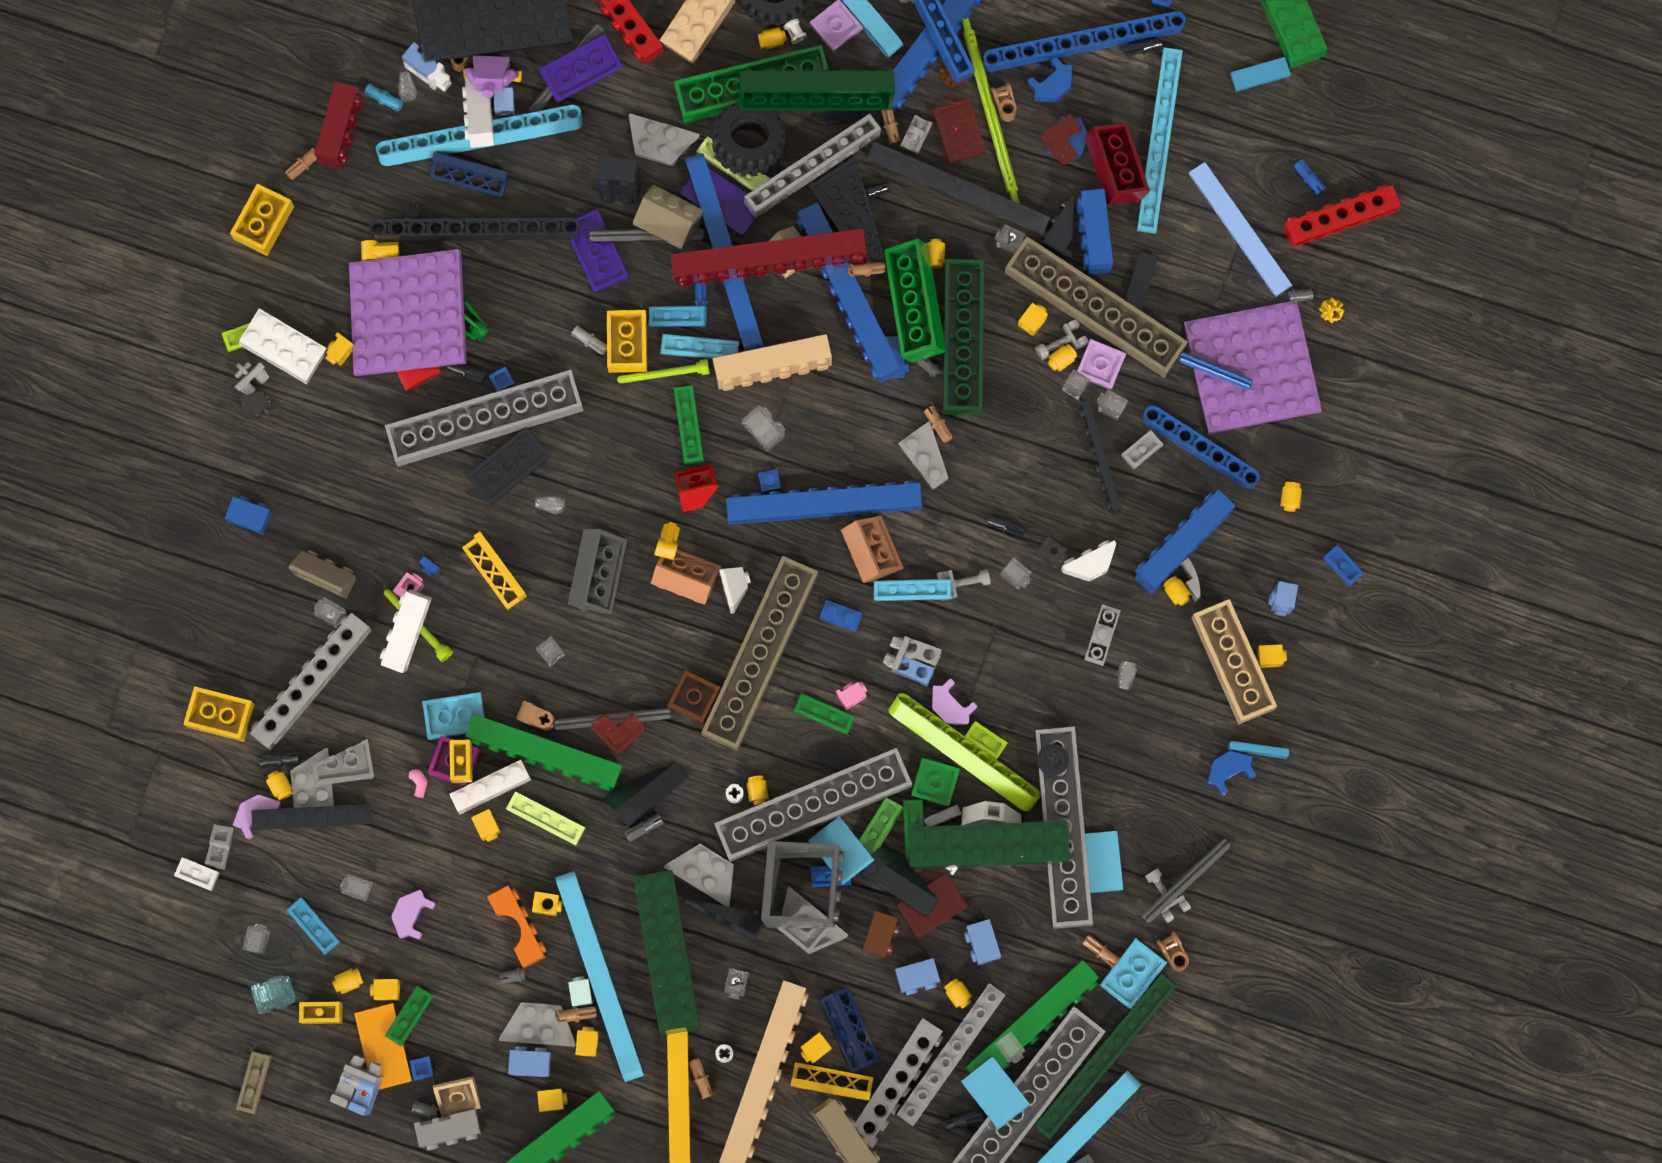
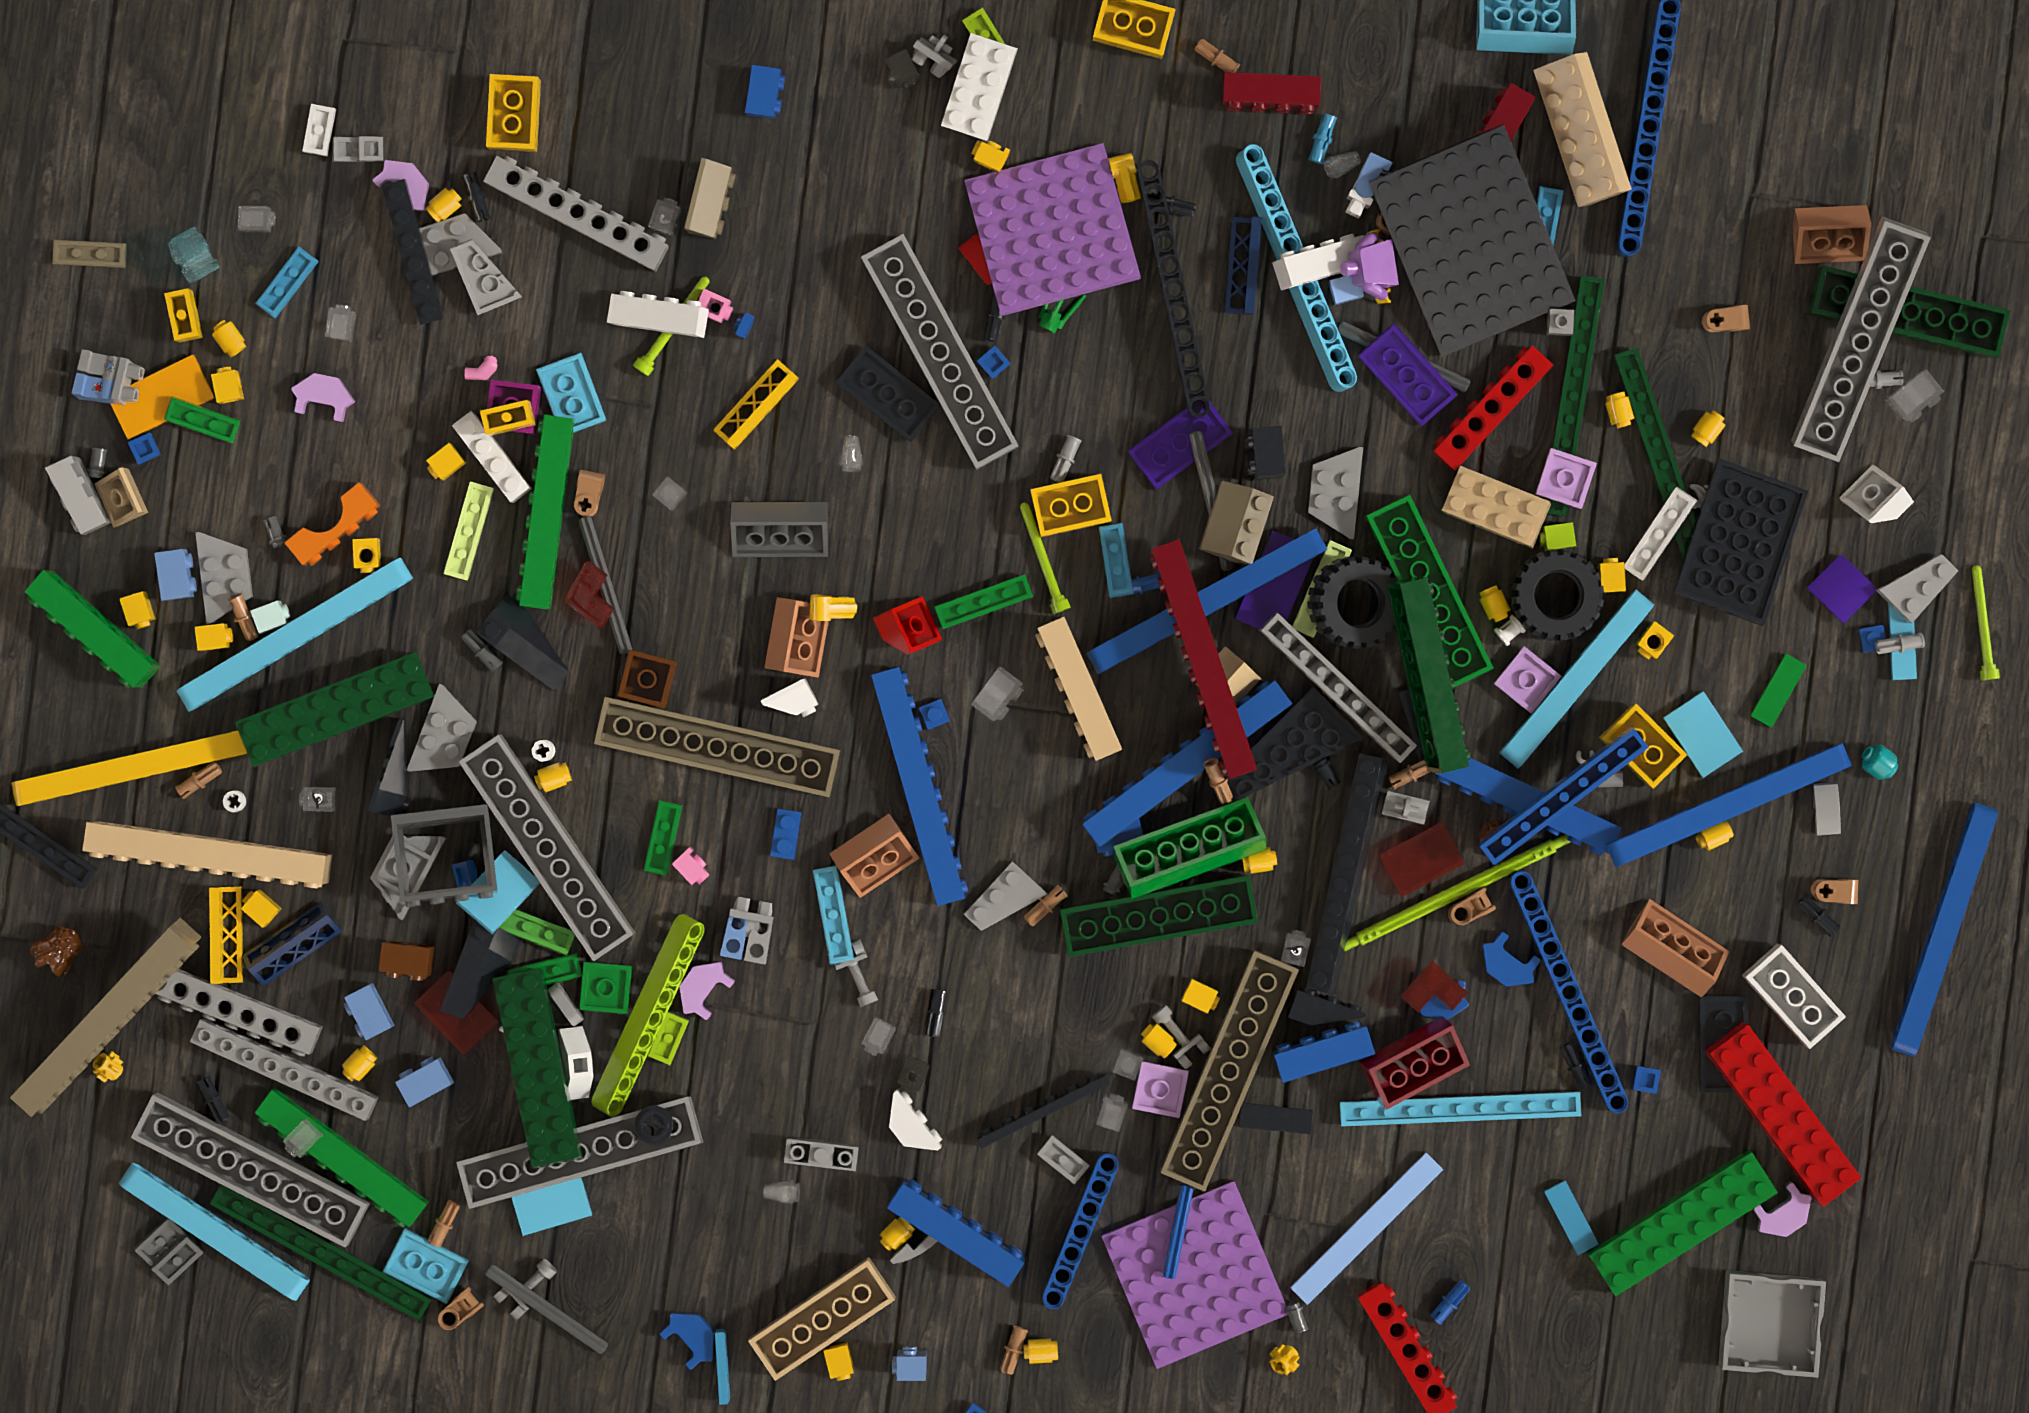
camera: 80 degrees right, 10 degrees up
(697, 346) = (1084, 595): medium azure tile -> none
(995, 1093) = (246, 1131): medium azure tile -> none
(1286, 518) = (1013, 1349): none -> medium nougat axle

